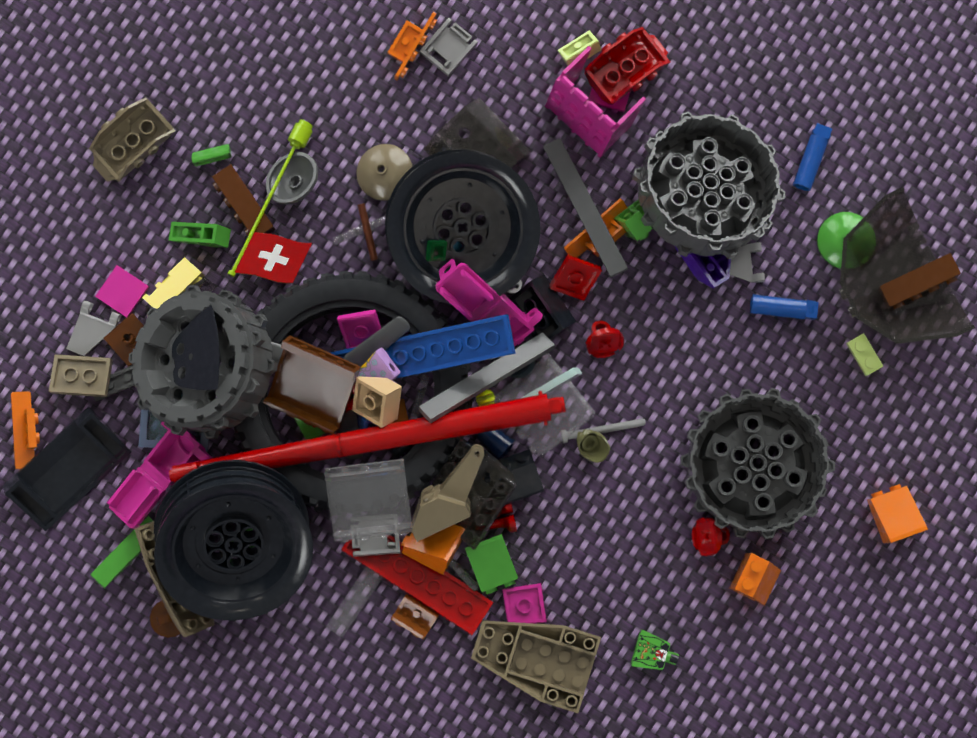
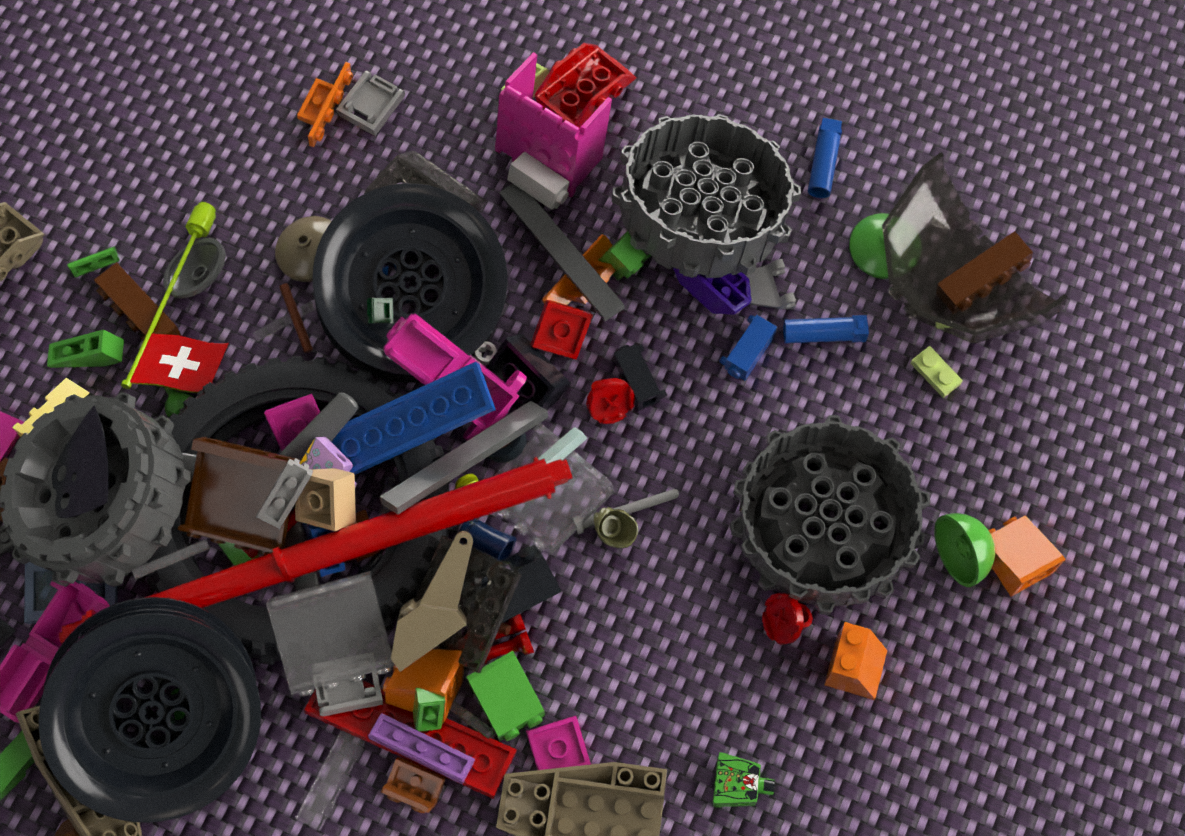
camera: 10 degrees left, 15 degrees down
(255, 425) = (170, 559): none -> clear bar
(268, 288) = (175, 401): none -> bright green rock
(348, 393) = (285, 493): none -> light grey hinge
(424, 592) = (421, 748): none -> medium lavender tile
(432, 567) = (428, 710): none -> bright green slope
(576, 144) = (538, 181): none -> white brick
(629, 322) = (638, 376): none -> black brick
(721, 313) = (749, 347): none -> blue brick
(855, 505) = (964, 547): none -> bright green piece

